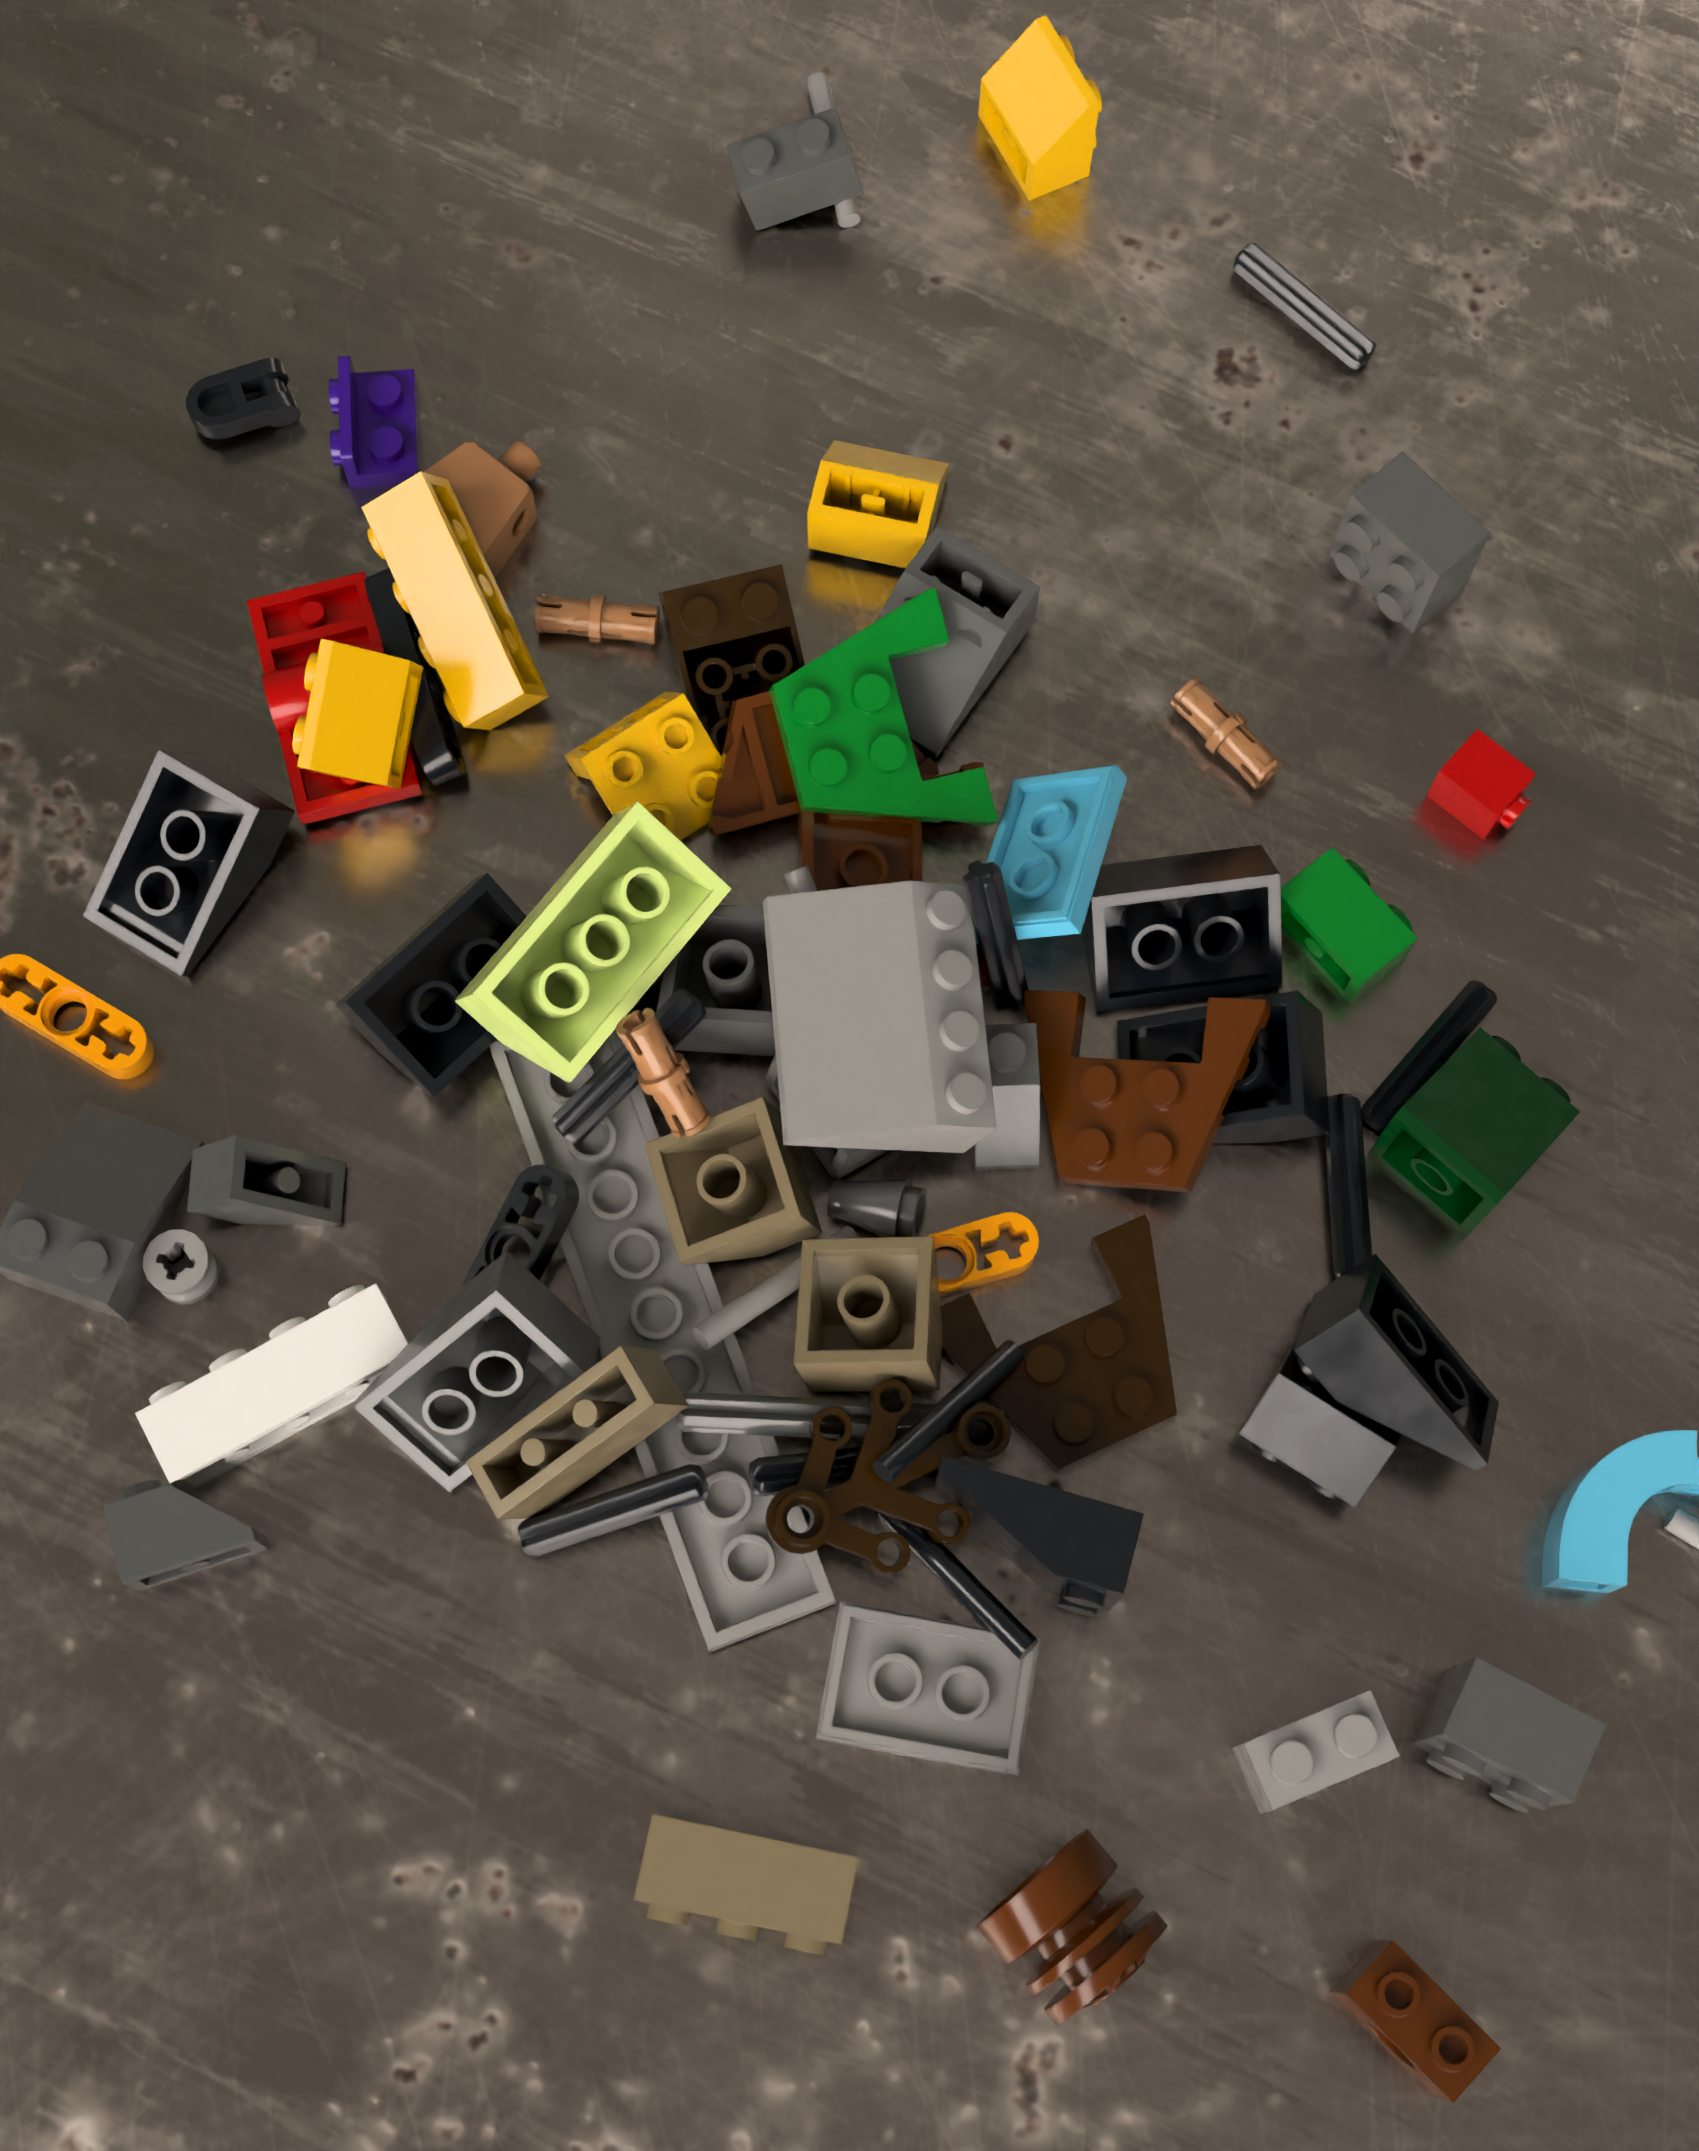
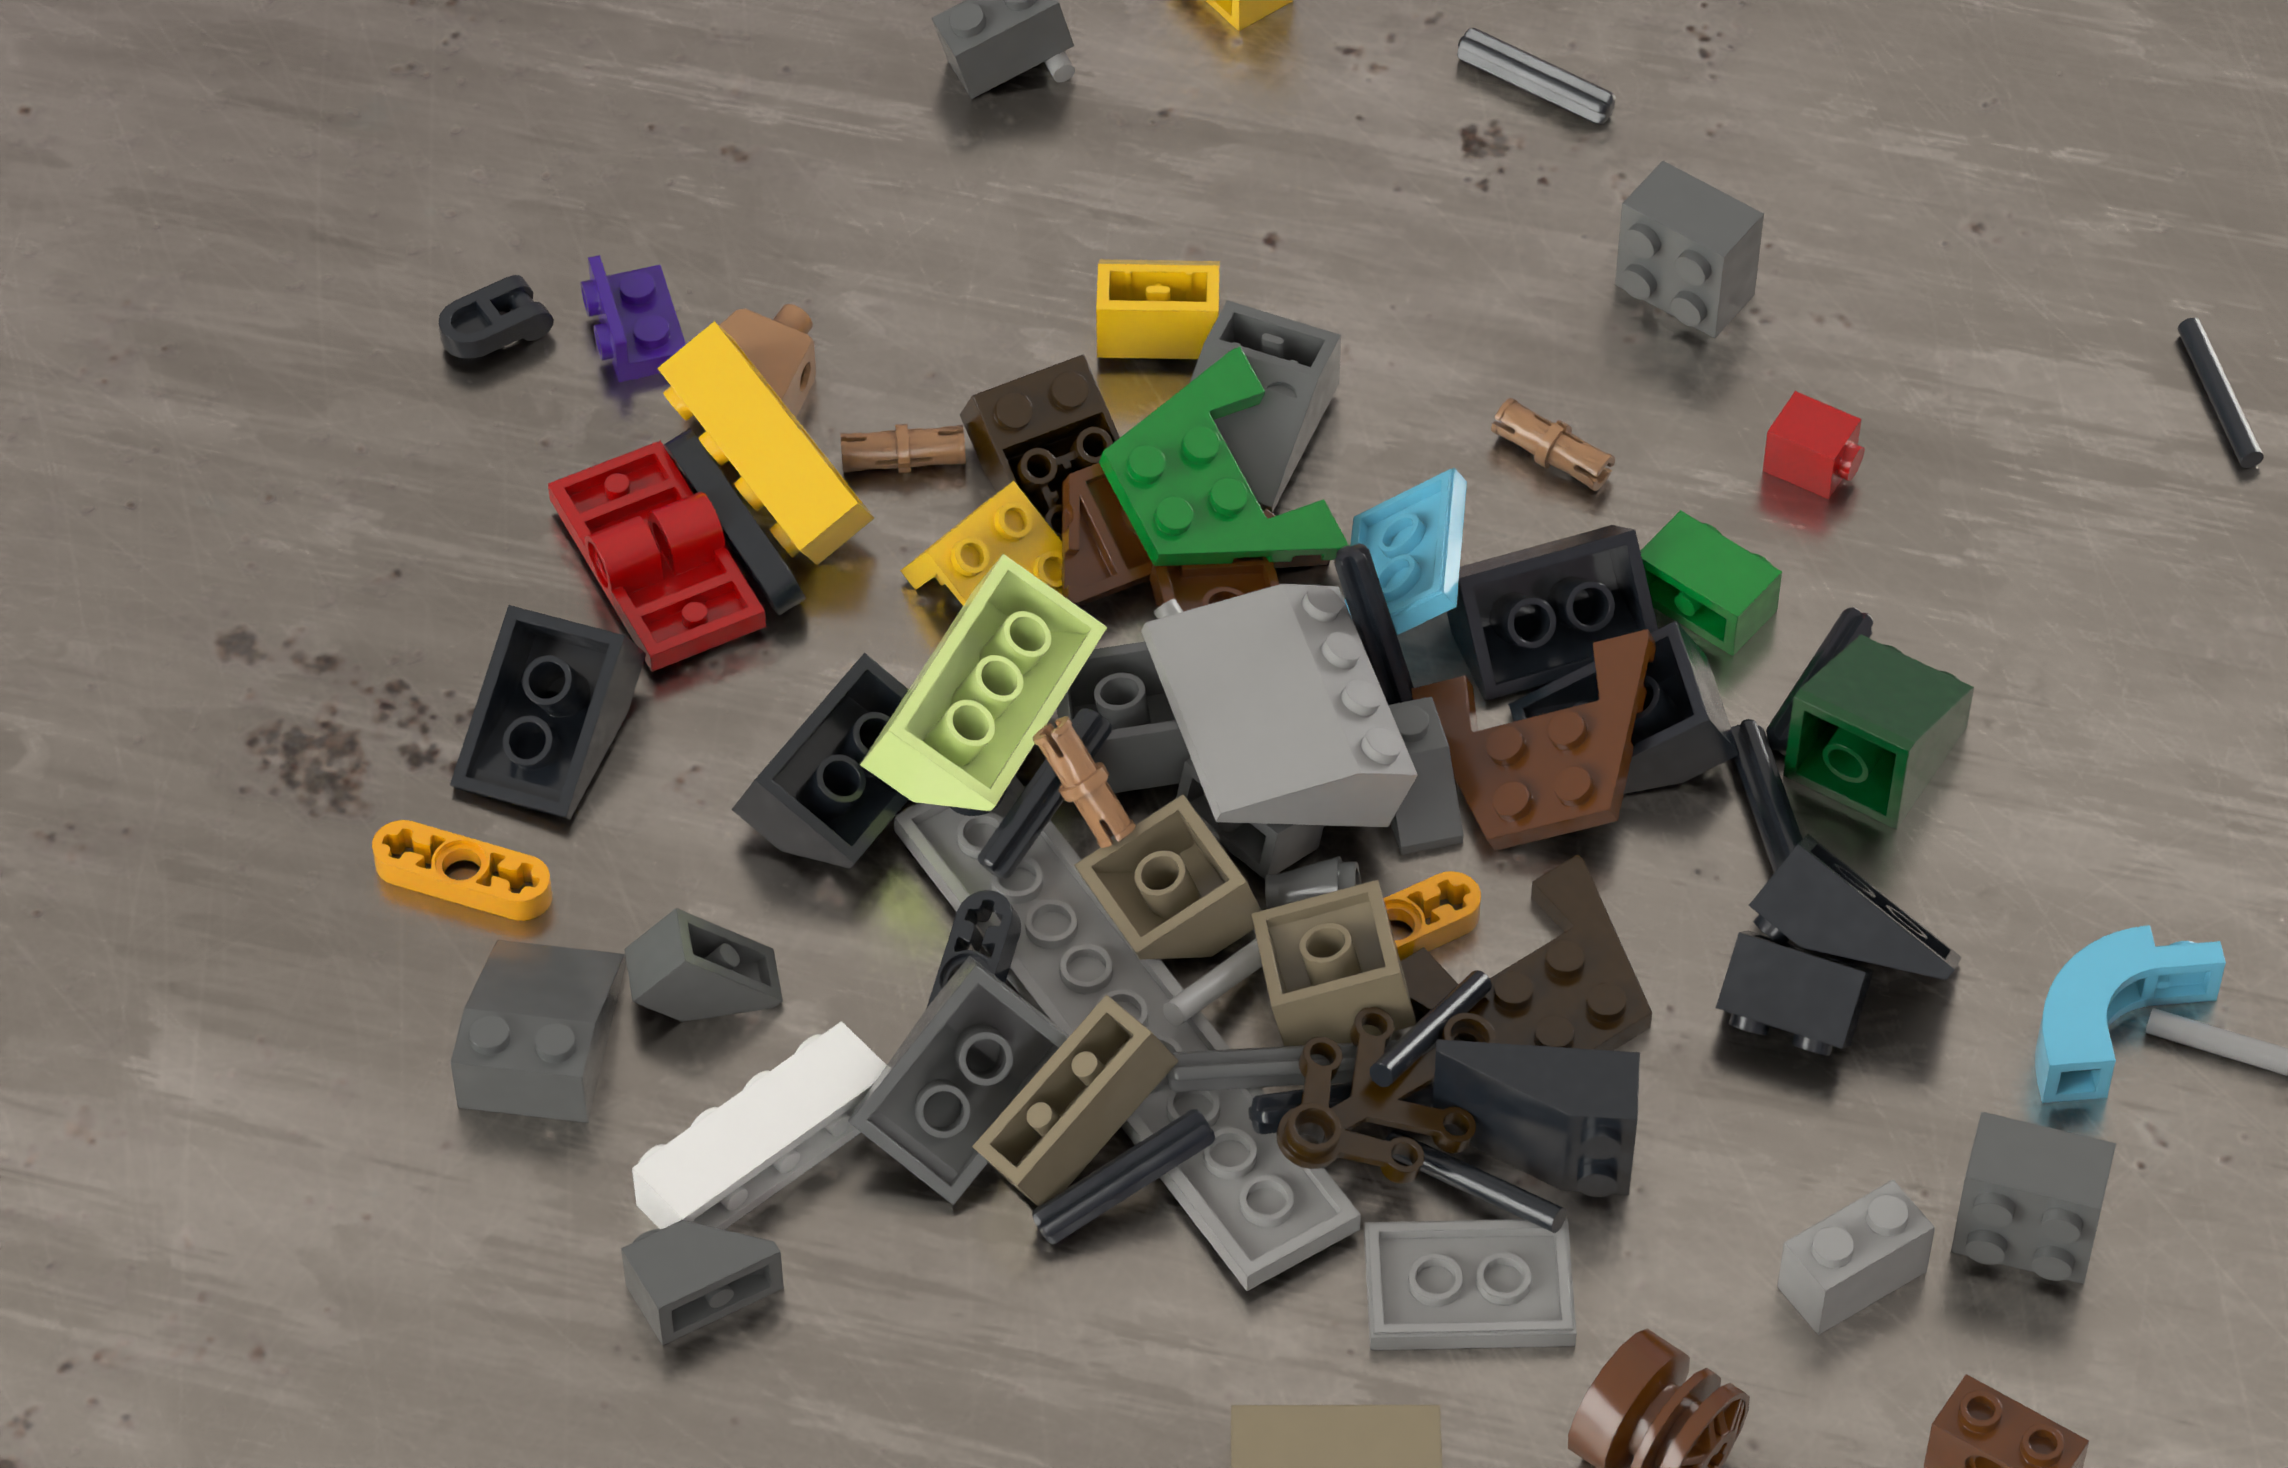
camera: 10 degrees left, 20 degrees down
(193, 1275) = (647, 1068): light grey wheel -> none
(357, 714) = (706, 541): yellow slope -> none

